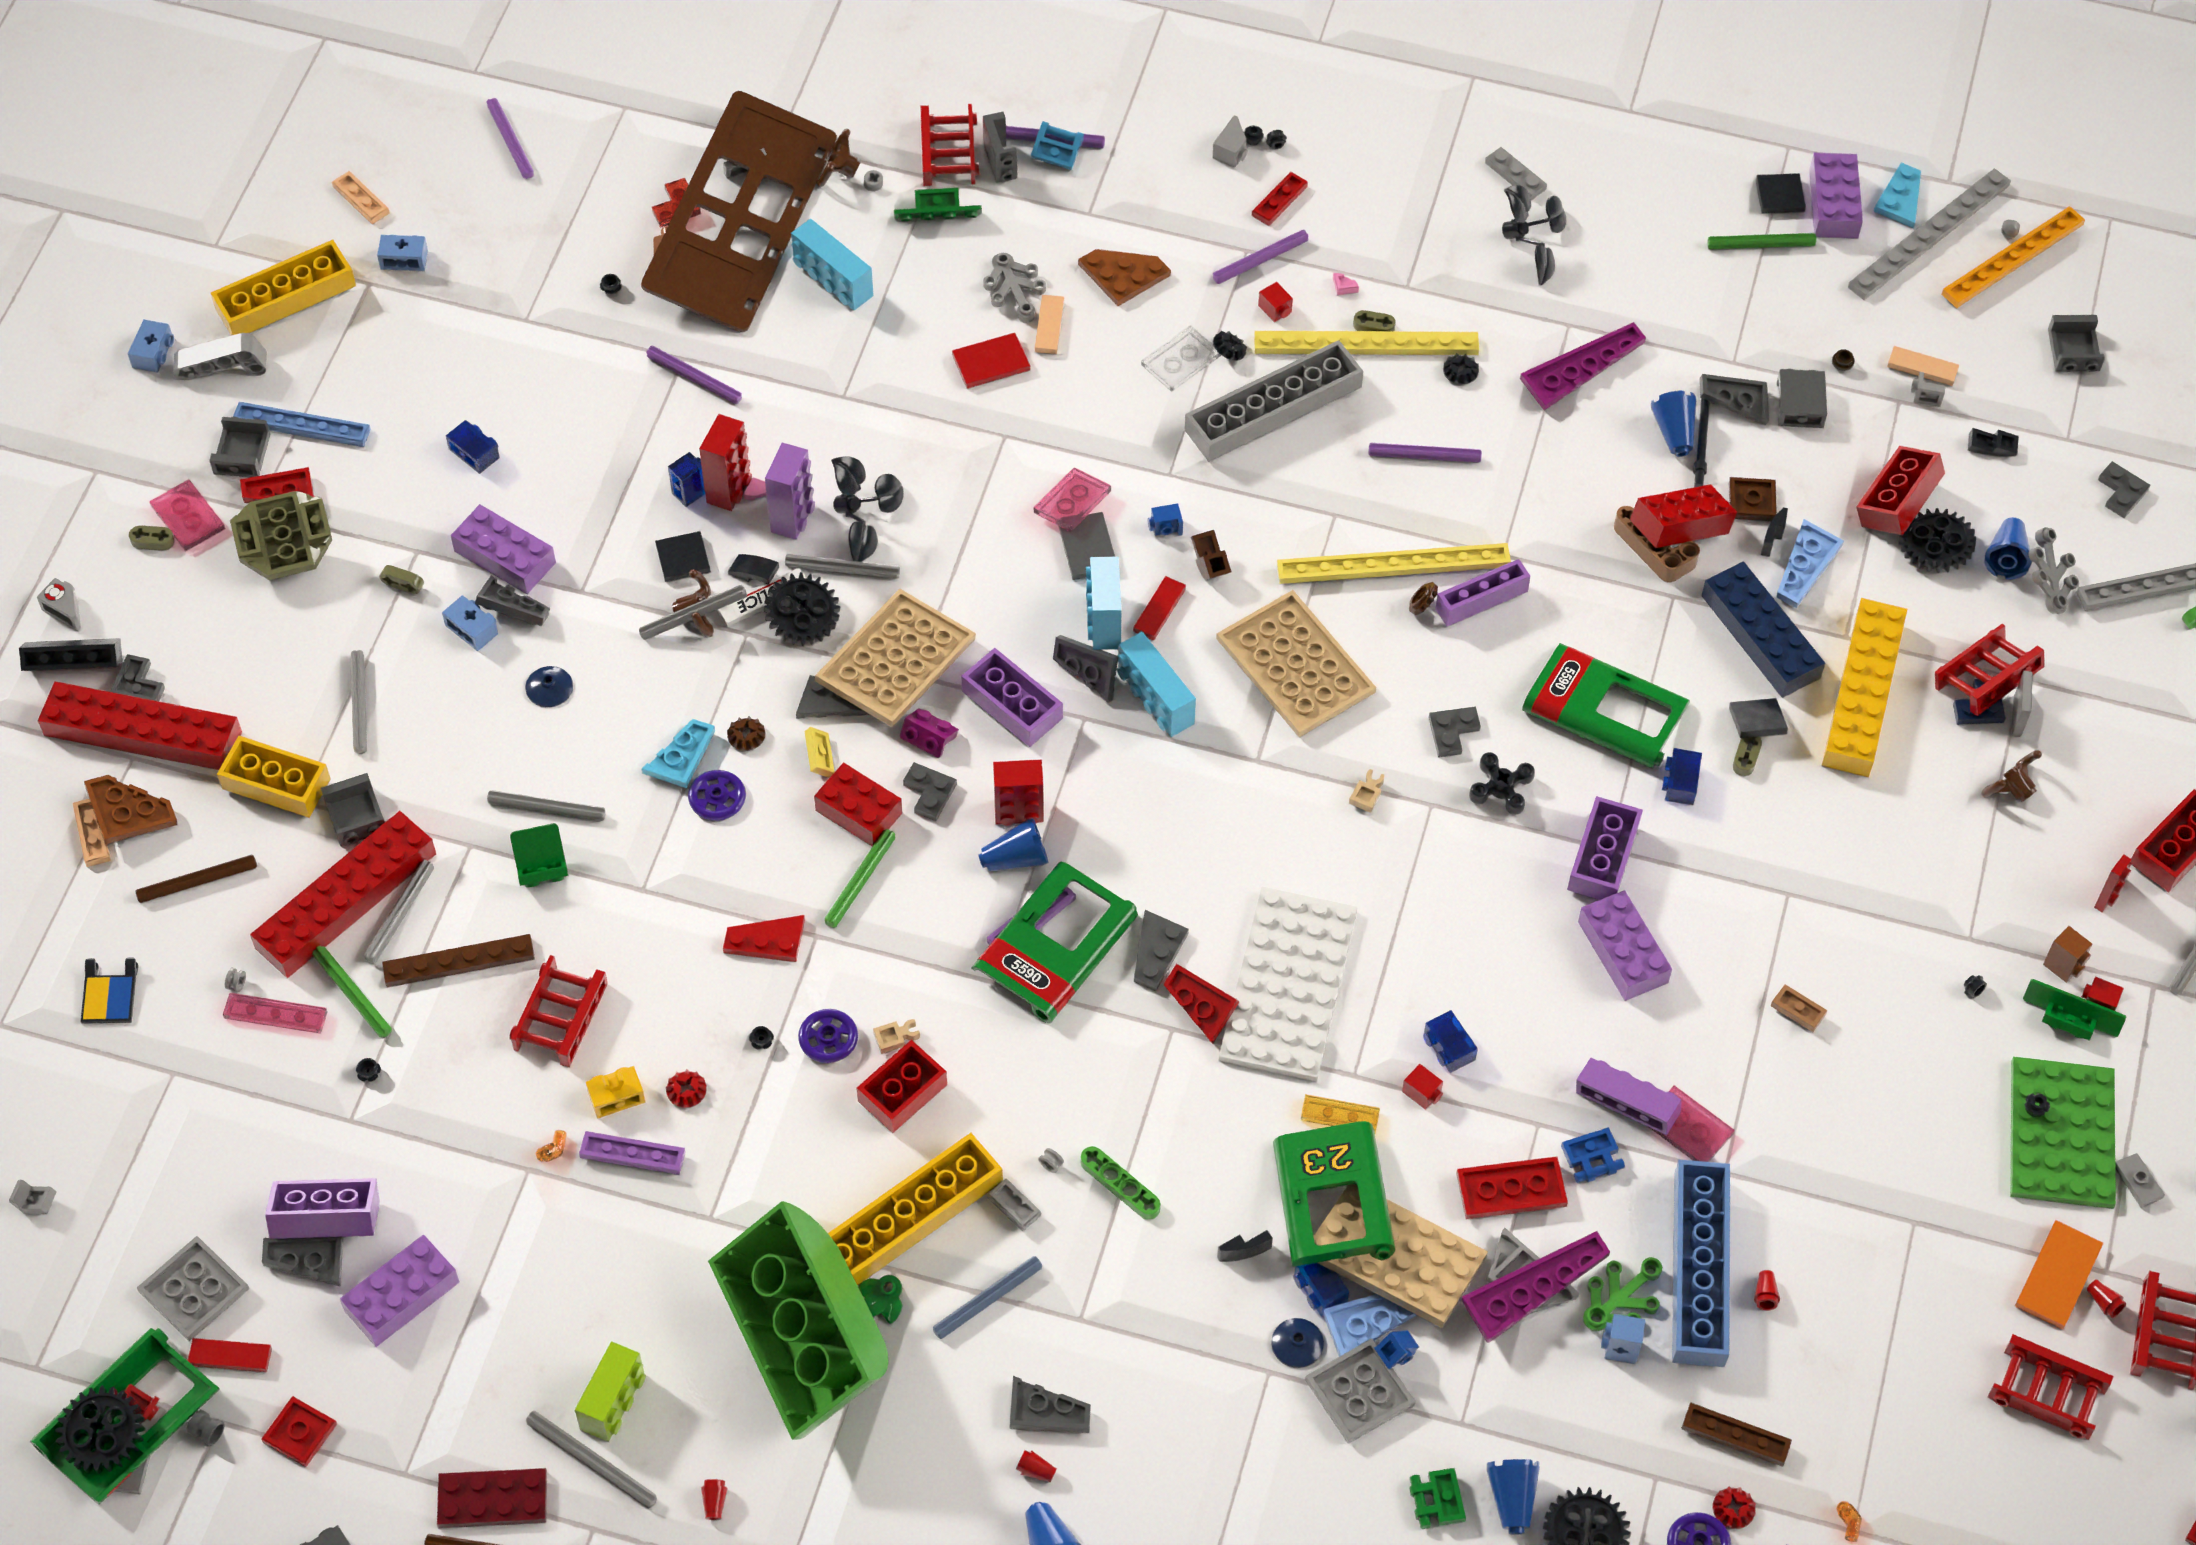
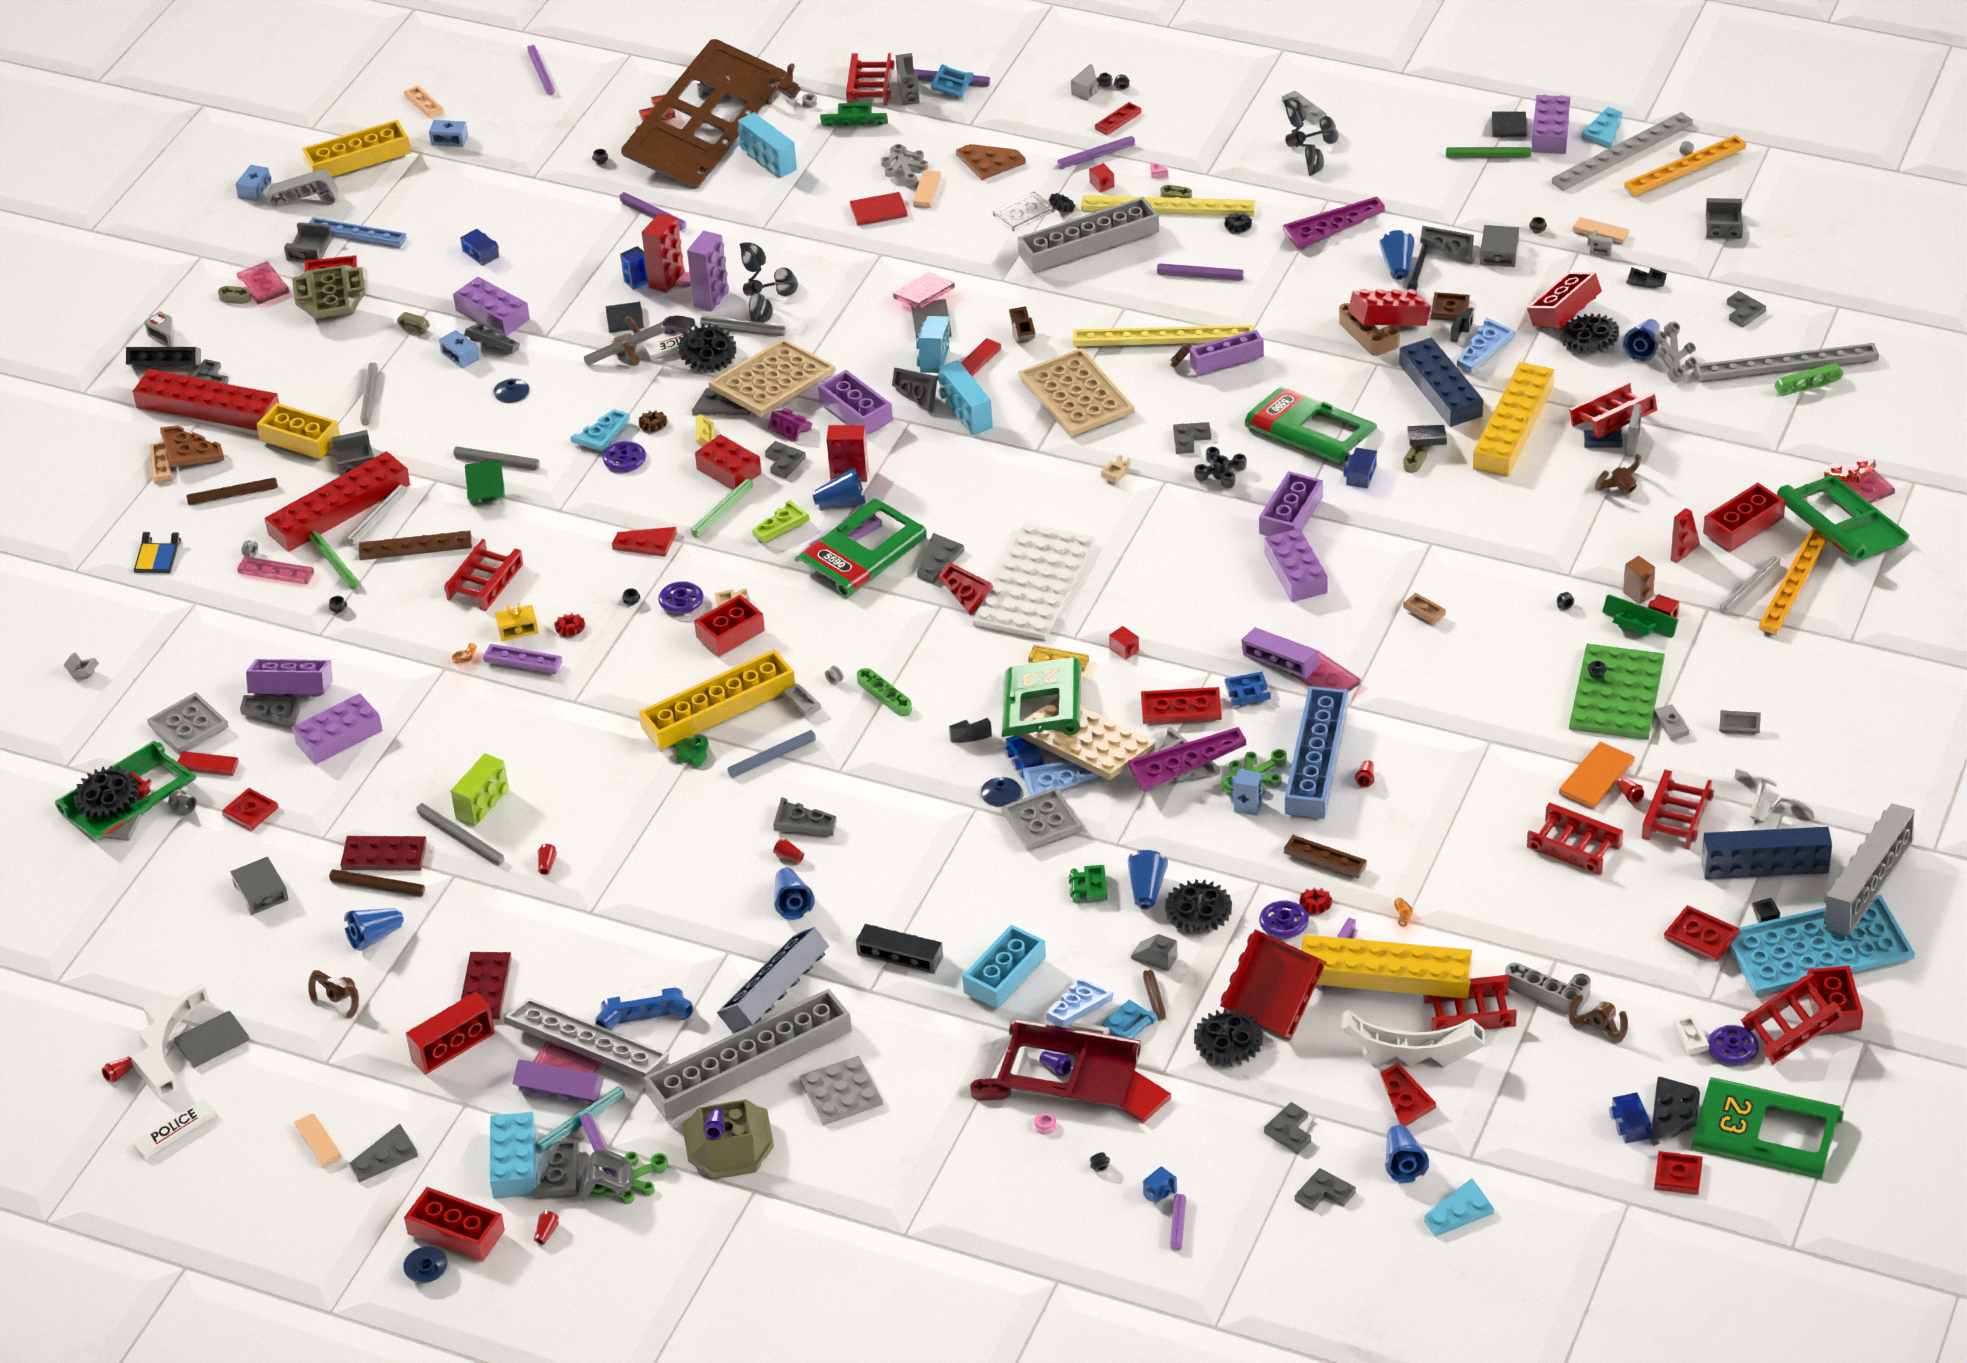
camera: 10 degrees right, 15 degrees down
(800, 1316) = (624, 739): bright green brick -> none
(946, 897) = (781, 522): none -> lime wing
(1166, 520) = (992, 304): blue brick -> none
(1398, 1352) = (1078, 794): blue brick -> none
(1450, 1041) = (1150, 617): clear blue brick -> none

